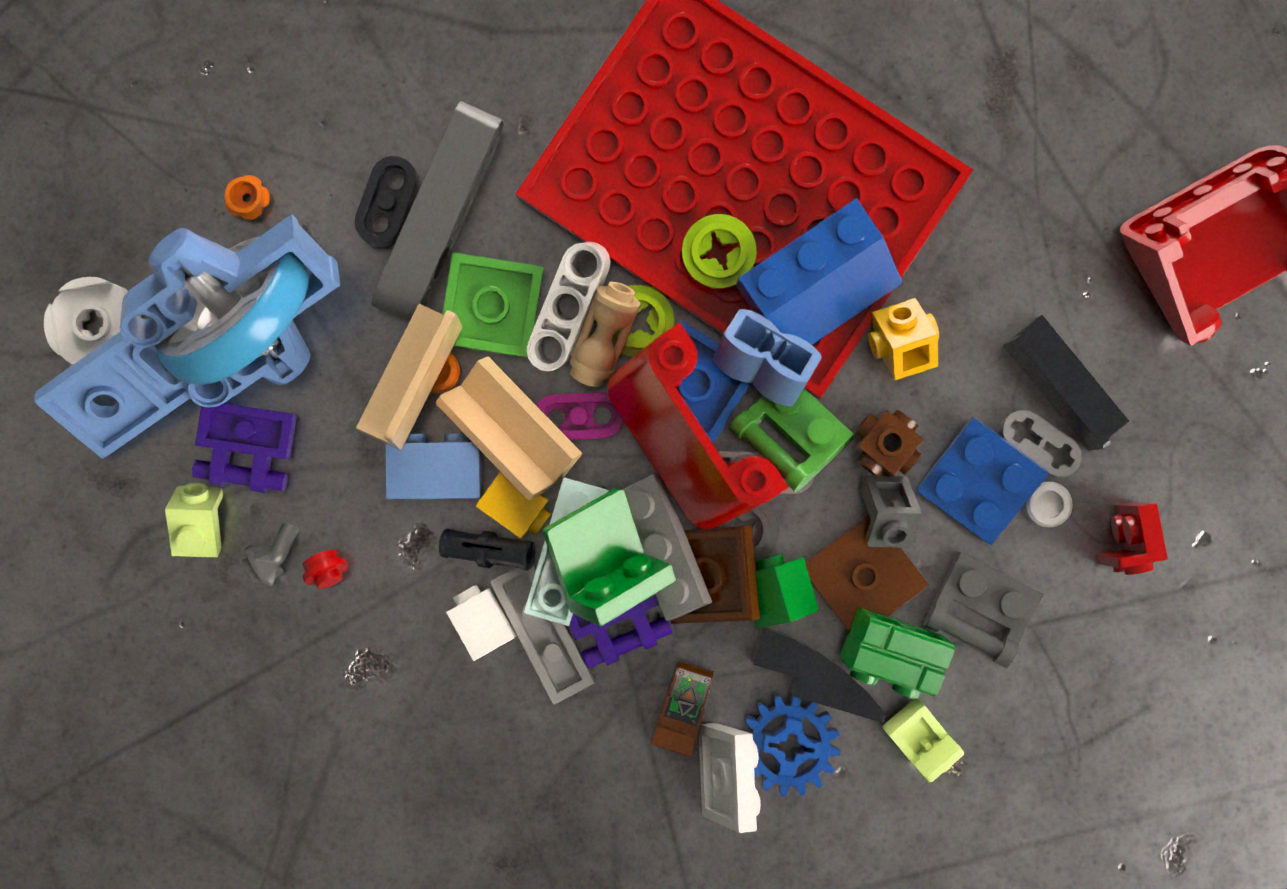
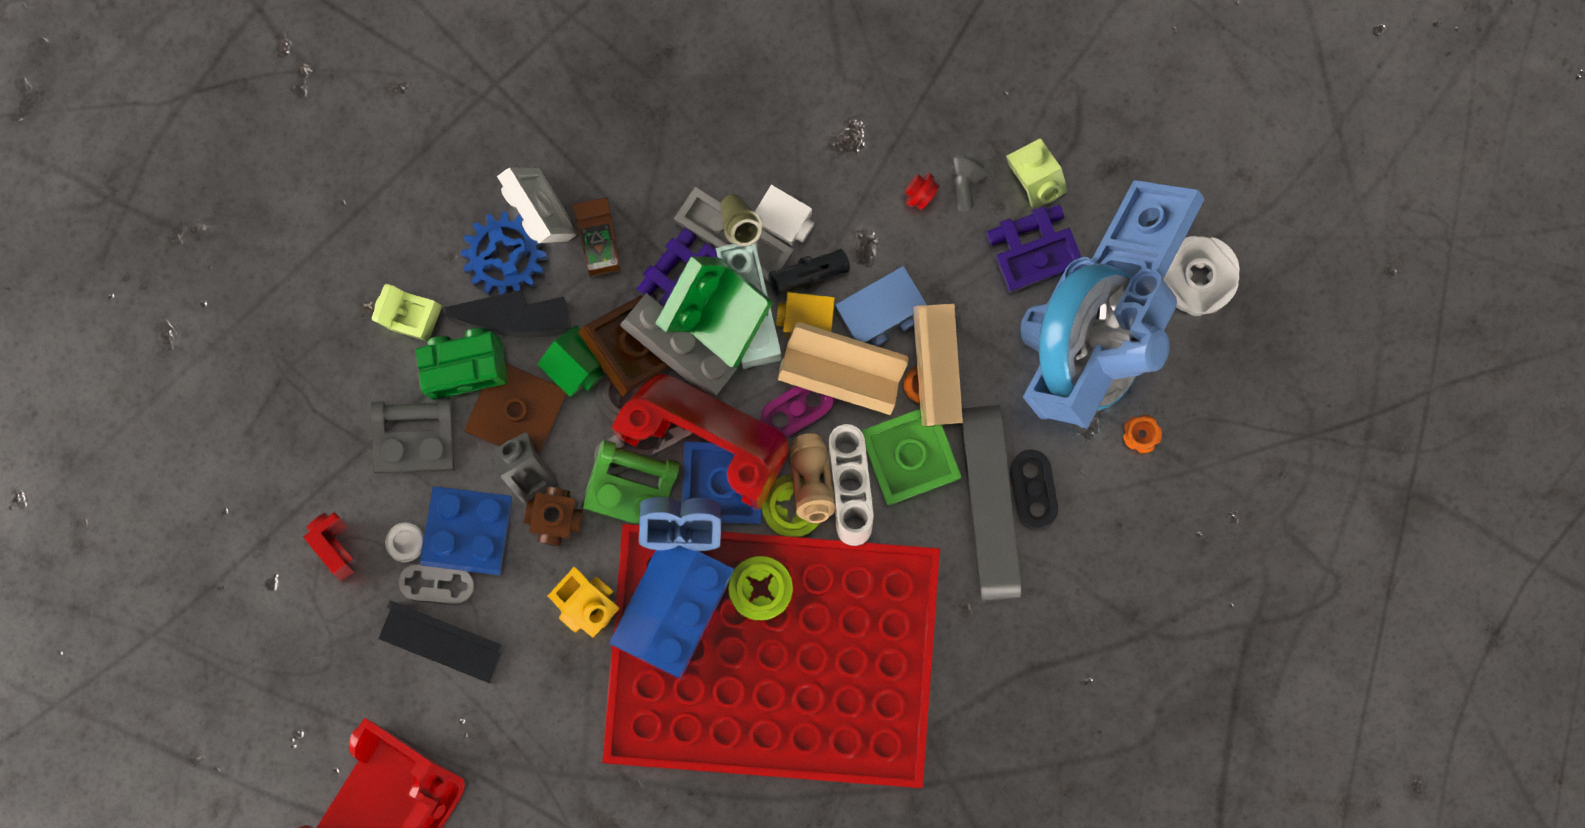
camera: 150 degrees right, 5 degrees down
(527, 639) = (740, 221): none -> olive cone

